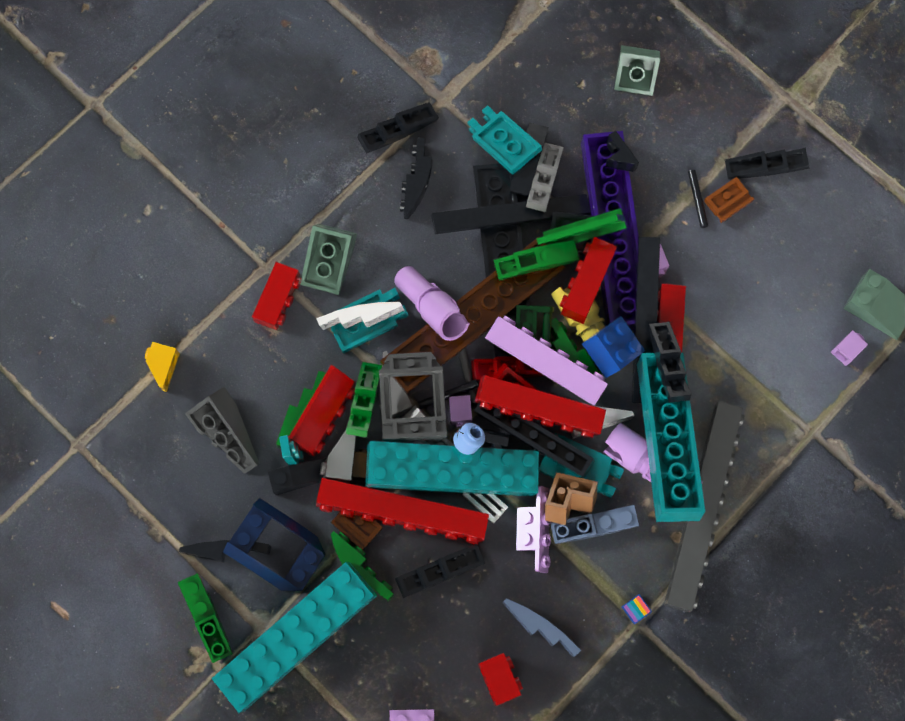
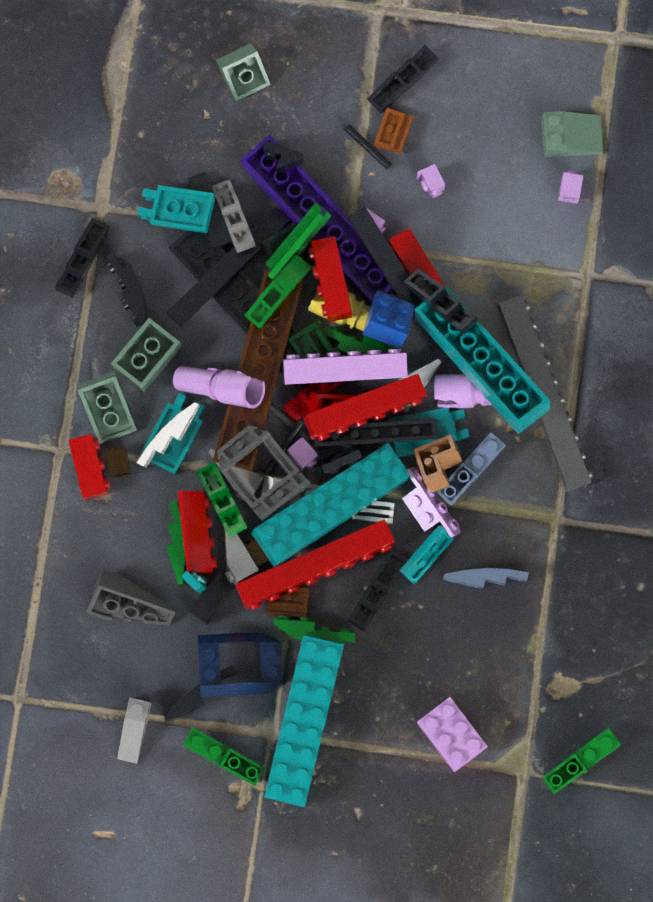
camera: 30 degrees left, 5 degrees up
(149, 539) = (133, 730): none -> light grey slope
(162, 363) = (36, 585): yellow slope -> none
(303, 309) = (118, 462): none -> dark brown brick
(391, 238) = (146, 355): none -> sand green brick
(469, 438) = (329, 472): light blue head -> none
(500, 679) = (483, 638): red brick -> none
(503, 570) = (426, 554): none -> teal plate
(636, 609) = (548, 511): tile -> none
(732, 261) = (431, 181): none -> lavender brick

